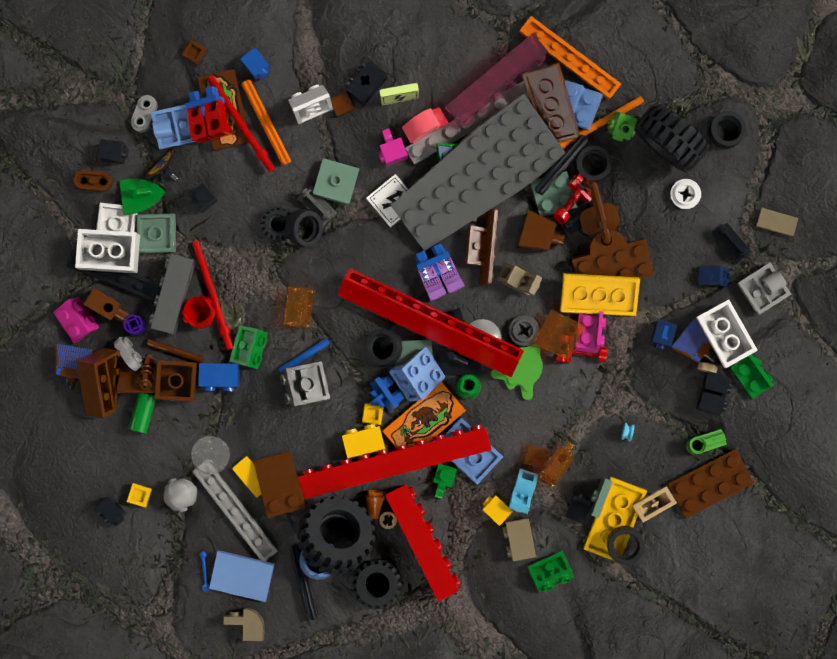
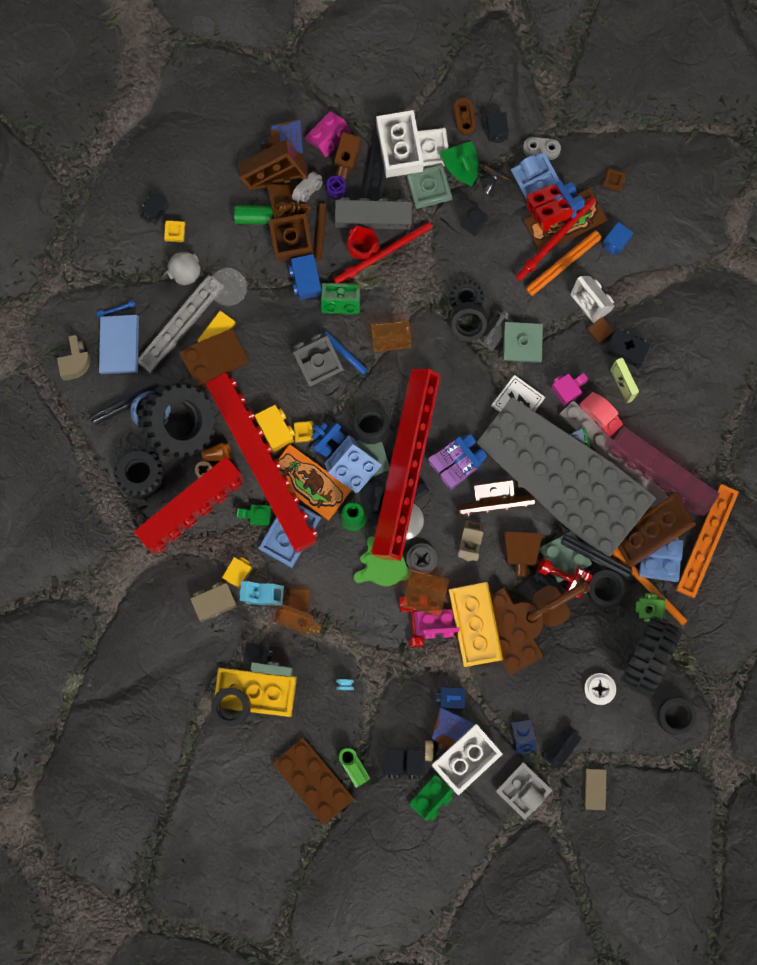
camera: 70 degrees right, 5 degrees down
(551, 572) = (188, 640): green bracket -> none
(655, 503) = (278, 726): tan slope -> none

